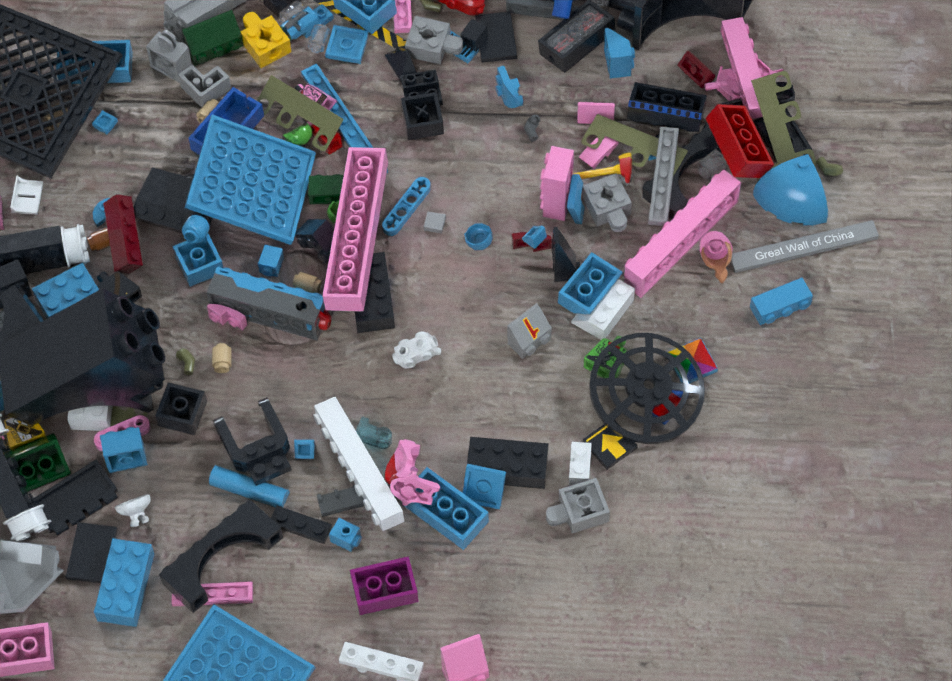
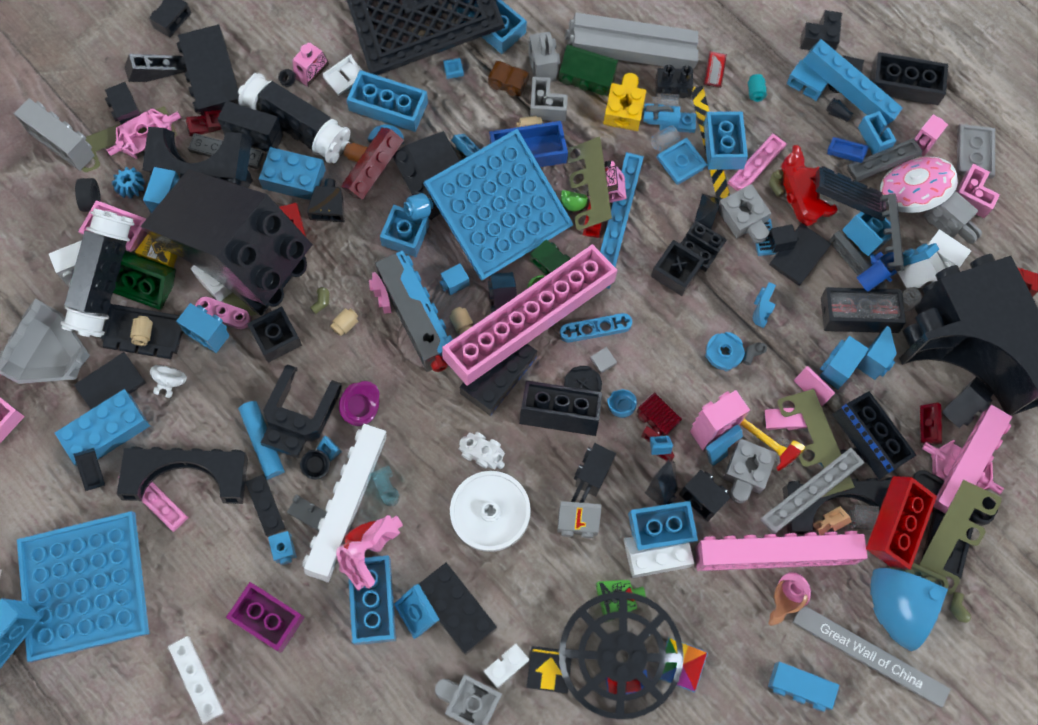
camera: 40 degrees right, 10 degrees up
(77, 494) = (141, 330): none -> tan brick
(83, 183) = (387, 101): none -> dark azure brick
(147, 613) = (89, 469): none -> black tile
(156, 94) = (508, 78): none -> reddish brown brick
(177, 166) = (464, 144): none -> dark azure plate
(294, 397) = (359, 403): none -> magenta piece
(308, 463) = (315, 464): none -> black hair
(437, 250) = (583, 378): none -> black tile
(440, 276) = (560, 408): none -> black slope
(464, 381) = (490, 511): none -> white dish
(506, 292) = (593, 472): none -> black brick
(509, 152) = (722, 361): none -> dark azure plate
(511, 221) = (658, 415): none -> dark red brick
(598, 239) = (705, 495): none -> black brick
(599, 78) = (842, 362): none -> dark azure brick
(695, 183) = (832, 520): none -> light nougat plate
(706, 34) = (971, 399): none -> black brick

